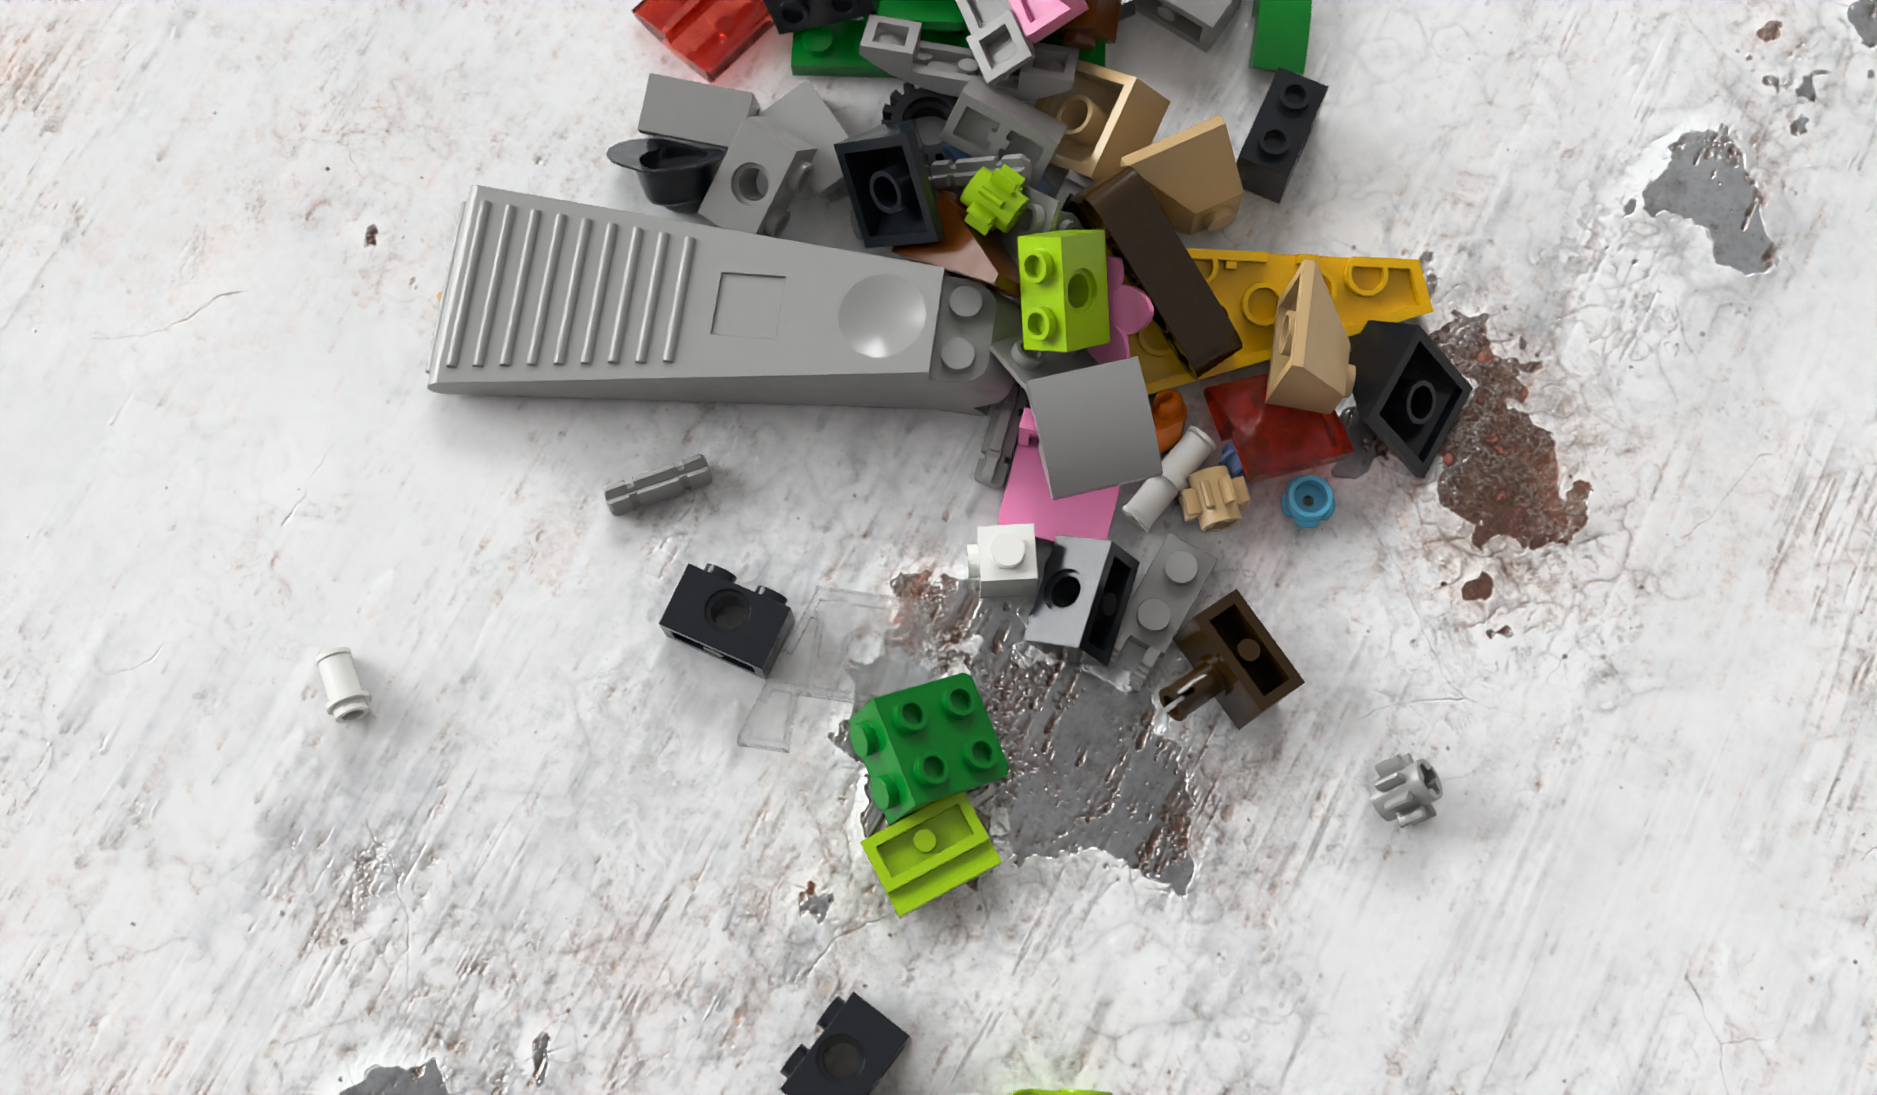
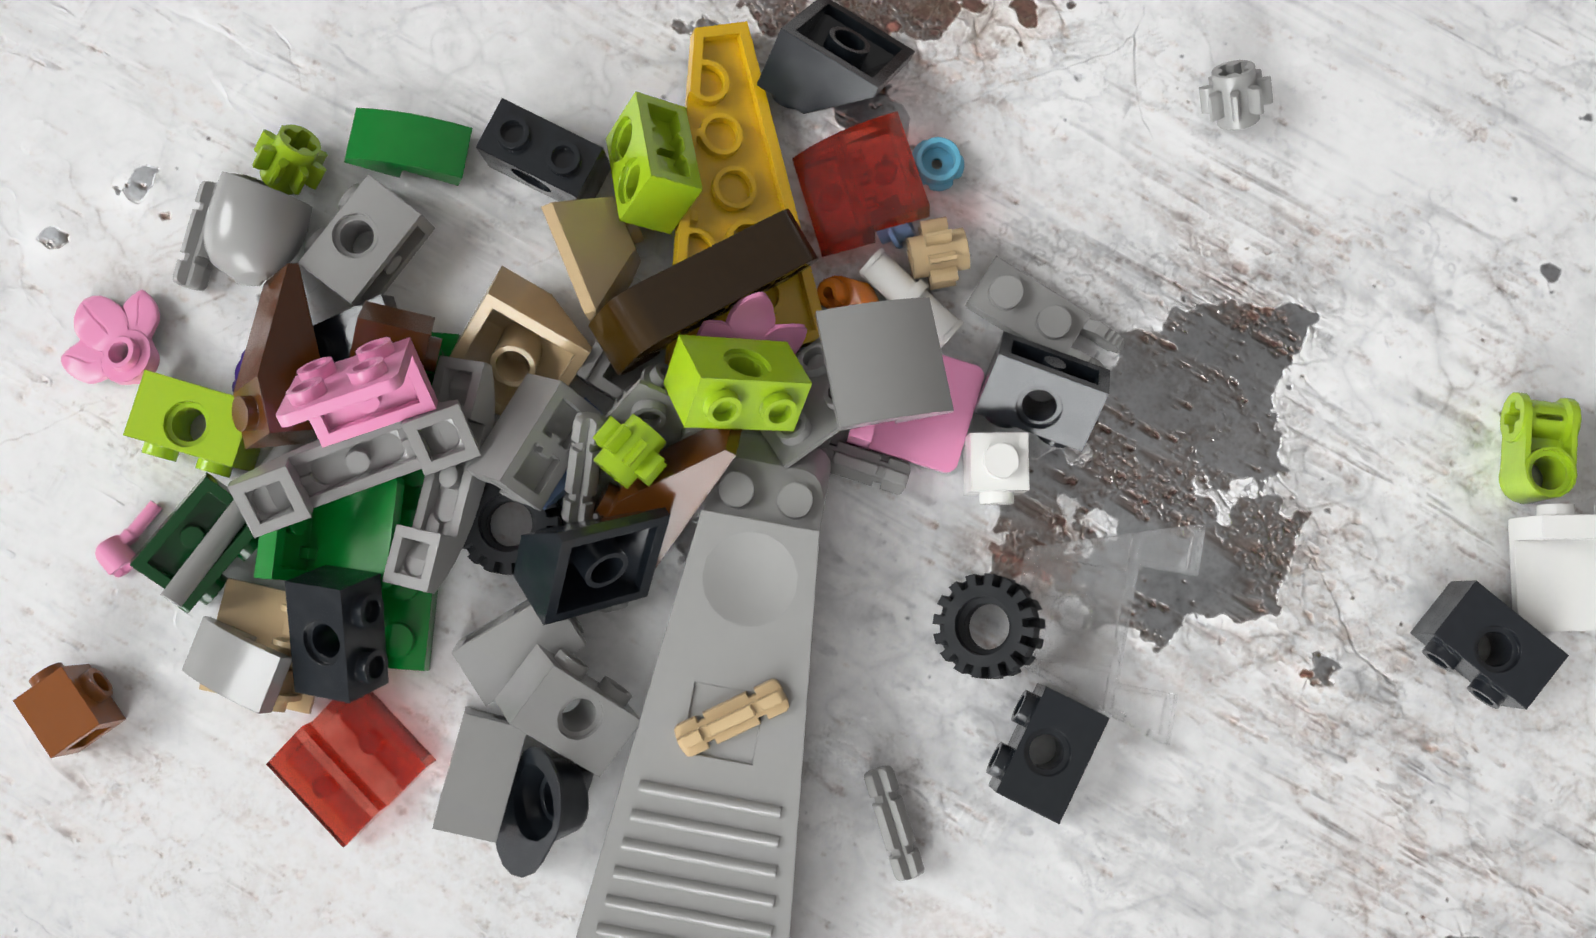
camera: 90 degrees left, 10 degrees up
(753, 310) = (731, 717): none -> tan axle
(847, 532) = (955, 622): none -> black tyre
(926, 745) = (1182, 552): green bracket -> none
(931, 853) = (1284, 554): lime plate -> none
(1232, 662) = (1112, 248): dark brown brick -> none
(1277, 223) = (653, 163): none -> lime brick
(1309, 347) = (796, 142): tan slope -> none

